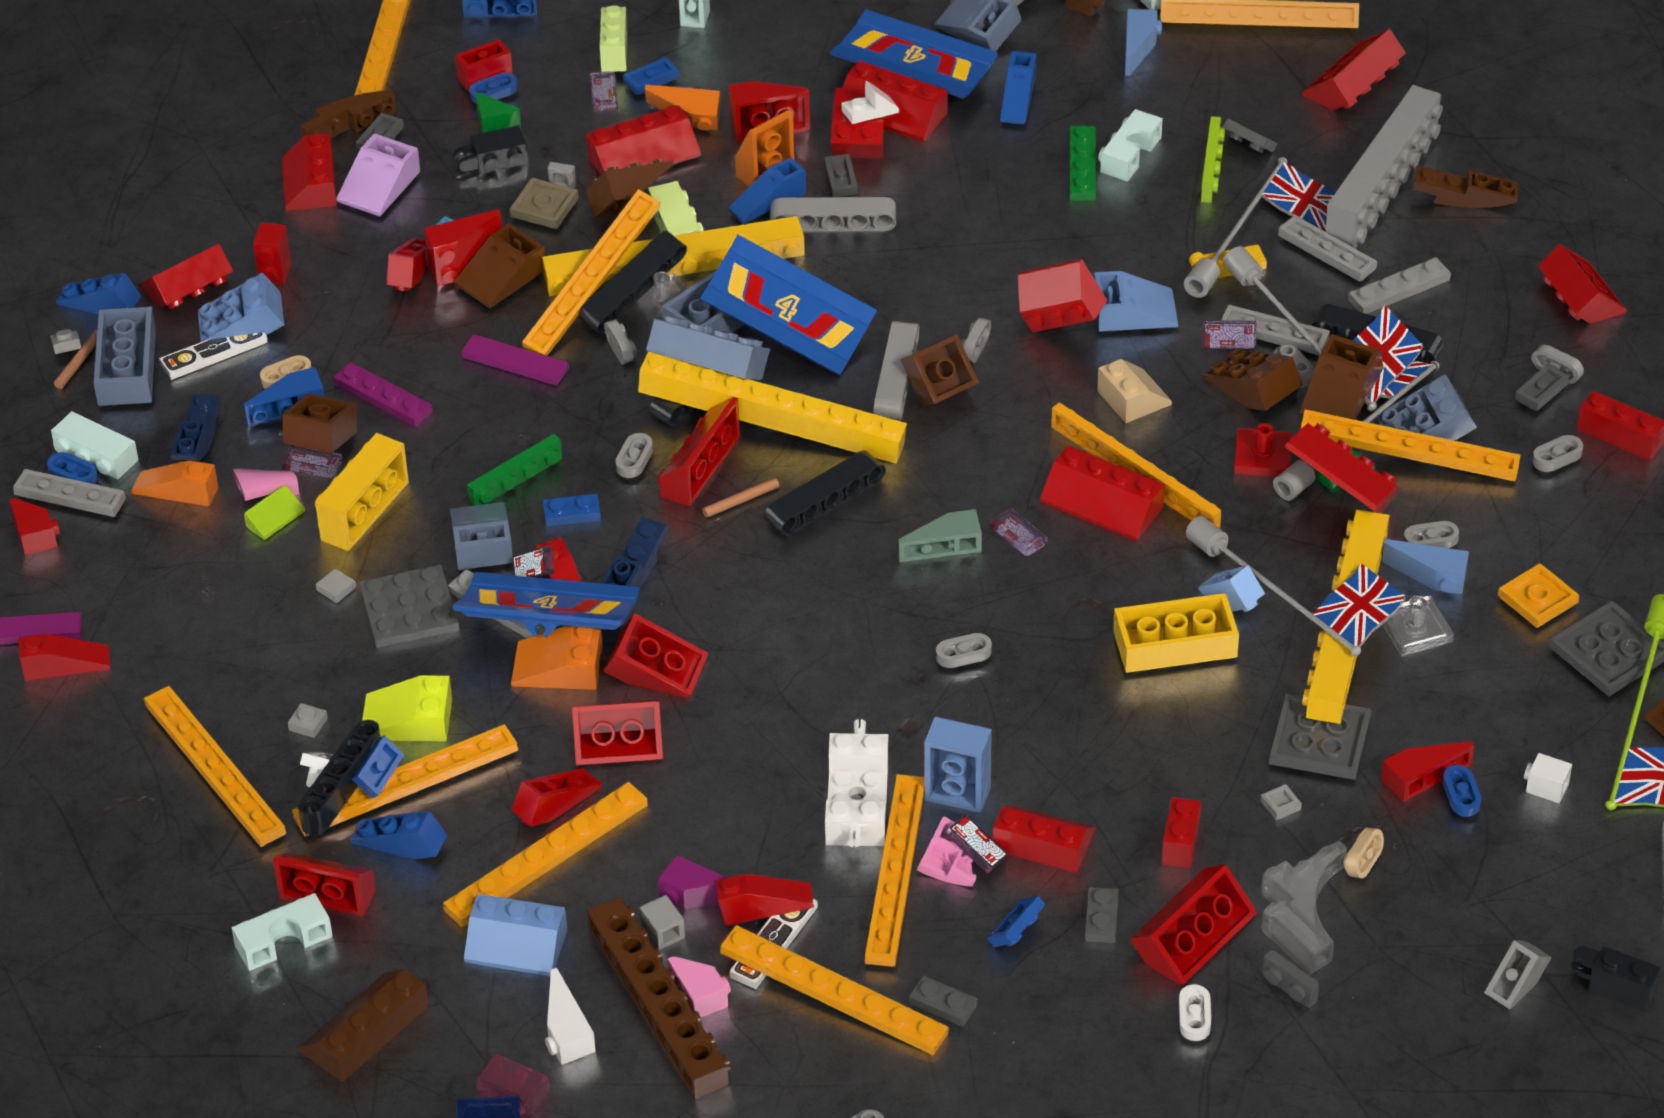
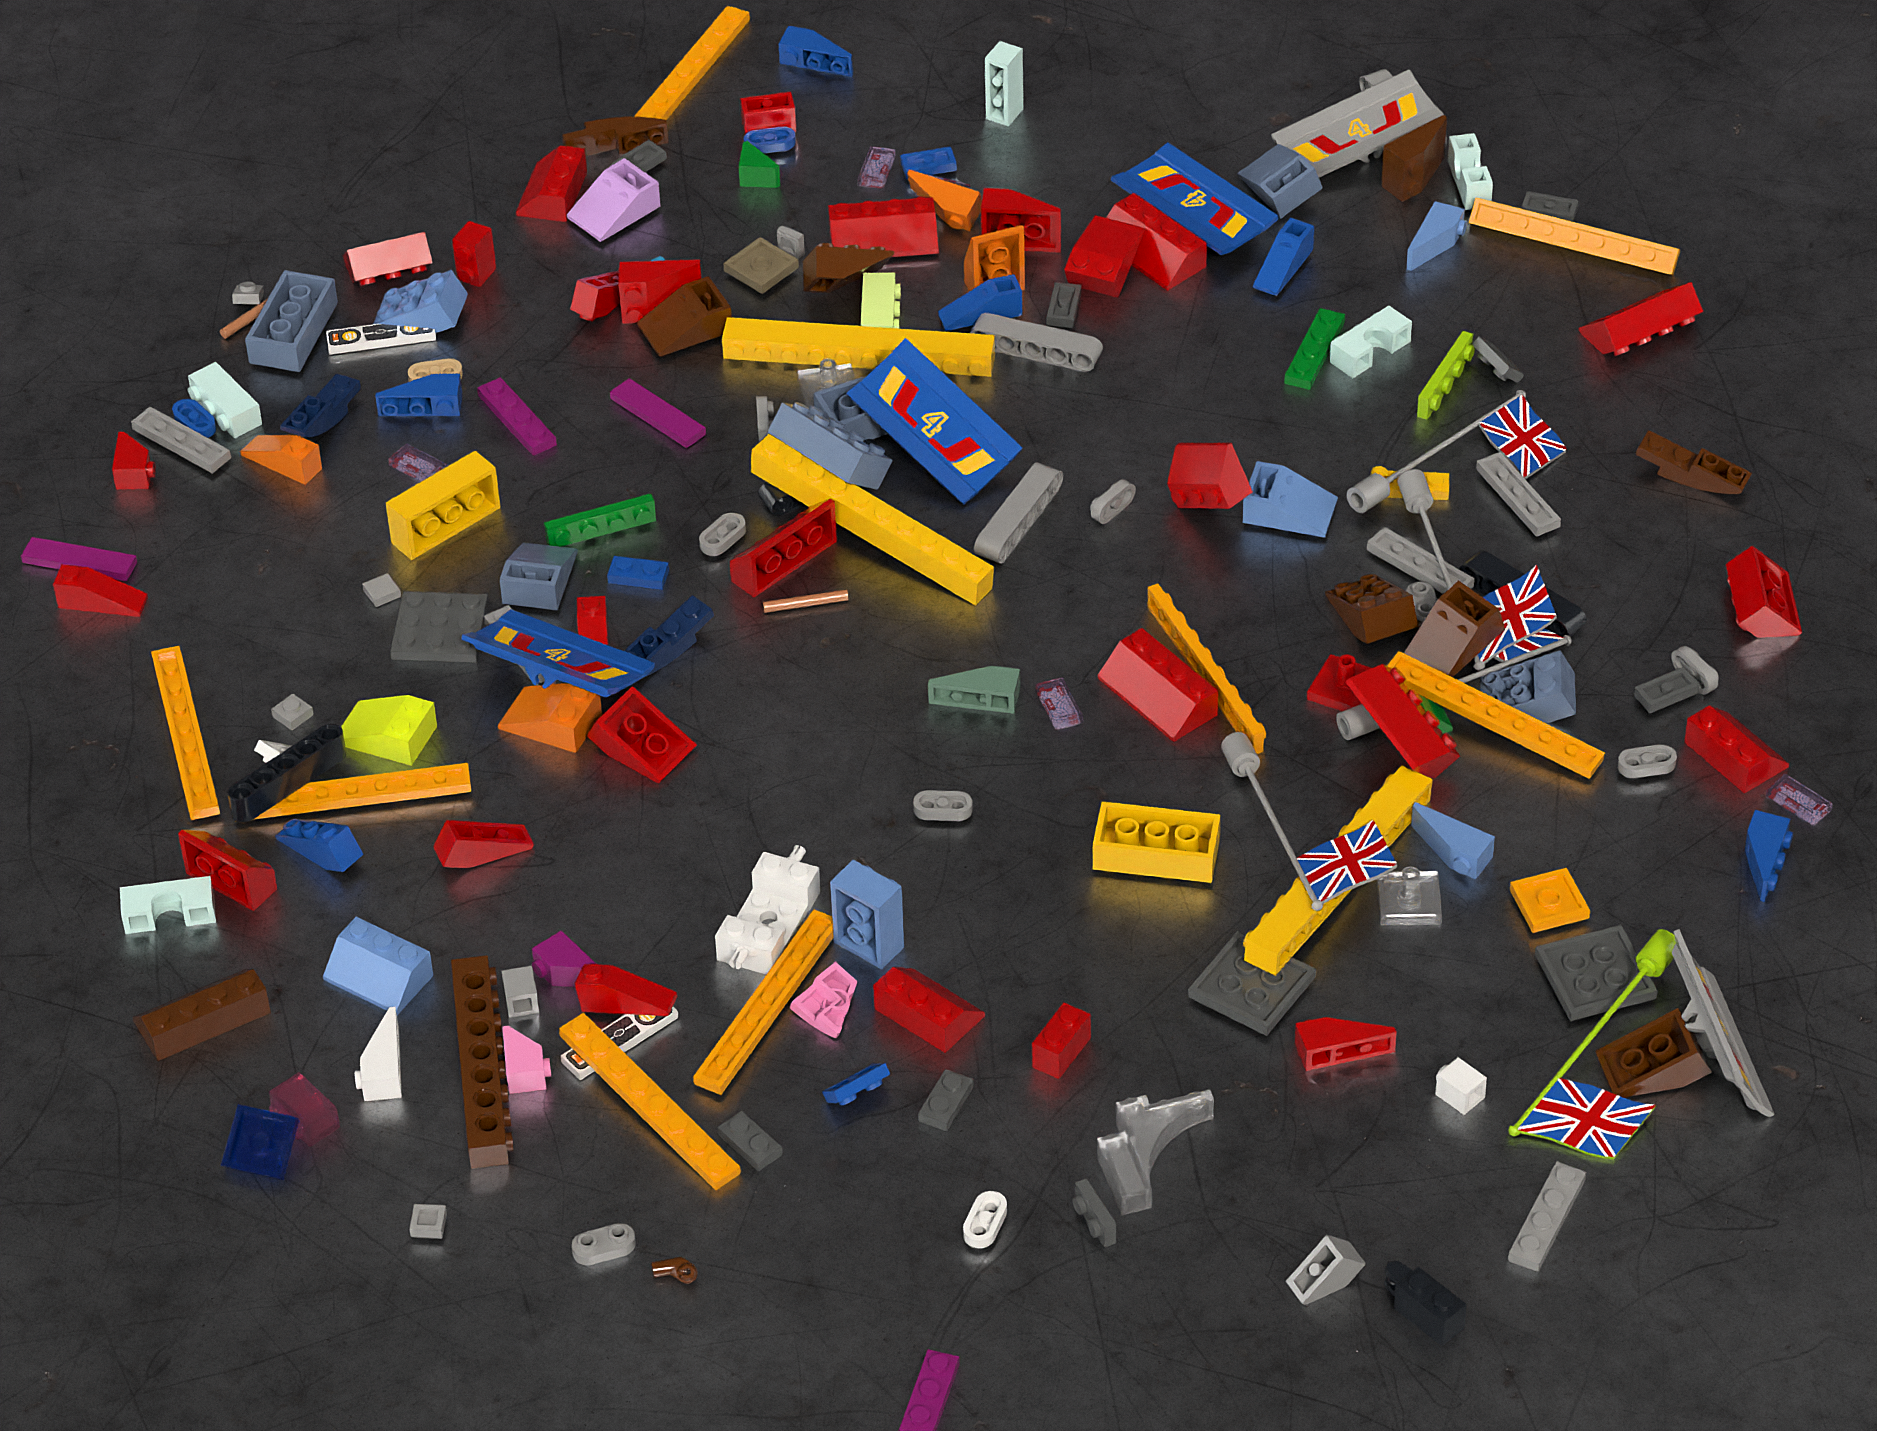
camera: 20 degrees right, 0 degrees up
(100, 294) = (301, 256): blue slope -> none
(264, 482) = (361, 473): bright pink slope -> none
(273, 512) = (357, 505): lime slope -> none
(319, 423) = (437, 429): reddish brown brick -> none
(377, 767) = (325, 772): blue plate -> none
(493, 151) = (737, 202): black hinge -> none
(534, 563) = (568, 614): tile -> none
(549, 850) = (457, 893): light orange plate -> none
(591, 273) = (763, 345): light orange plate -> none
(613, 39) = (906, 117): yellowish green brick -> none
(617, 732) = (570, 798): red slope -> none
(632, 281) = (800, 361): black beam -> none
(824, 493) = (886, 616): black beam -> none
(872, 106) = (1121, 241): white slope -> none
(939, 371) = (1054, 522): reddish brown brick -> none
(976, 844) = (855, 997): tile -> none
(1130, 390) = (1243, 589): tan slope -> none
(1194, 924) = (1028, 1134): red slope -> none
(1229, 334) = (1370, 557): clear purple tile -> none
(1238, 584) = (1240, 814): light blue slope -> none
(1280, 802) = (1180, 1037): light grey tile -> none
(1364, 853) = (1234, 1109): tan plate -> none
(1384, 166) = (1614, 424): light grey brick -> none
(1399, 286) = (1574, 550): light grey plate -> none
(1437, 534) = (1472, 811): light grey plate -> none
(1465, 795) = (1366, 1074): blue plate -> none

